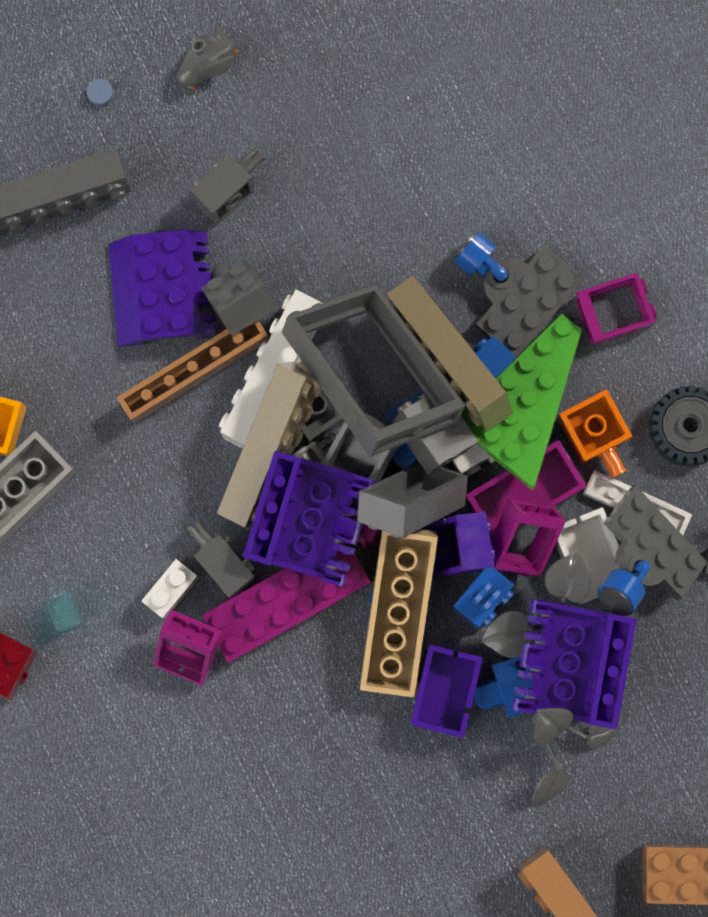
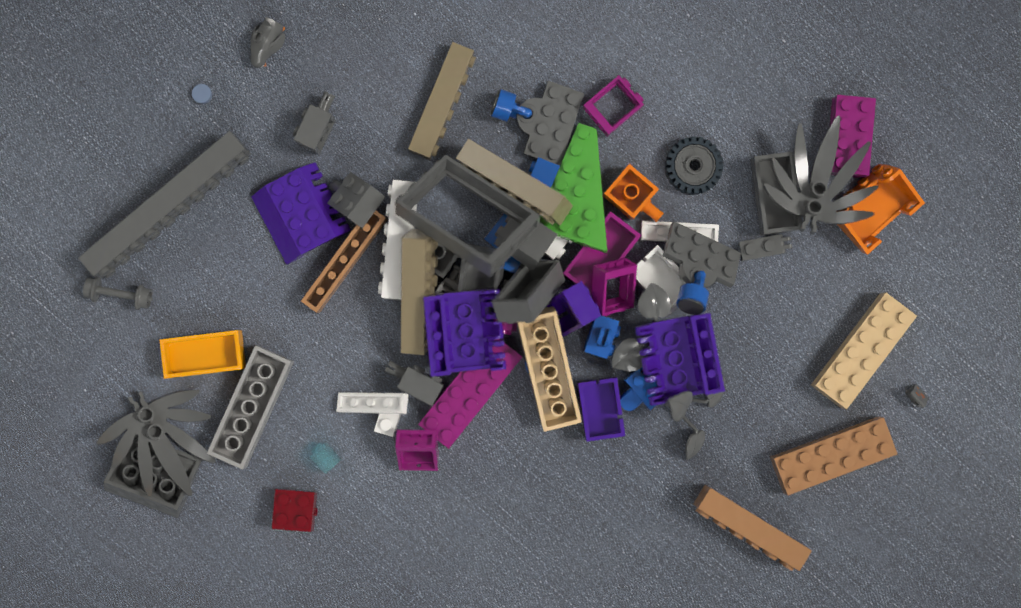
camera: 30 degrees left, 5 degrees up
(154, 564) = (372, 403): none -> white tile
(397, 218) = (441, 101): none -> dark tan brick

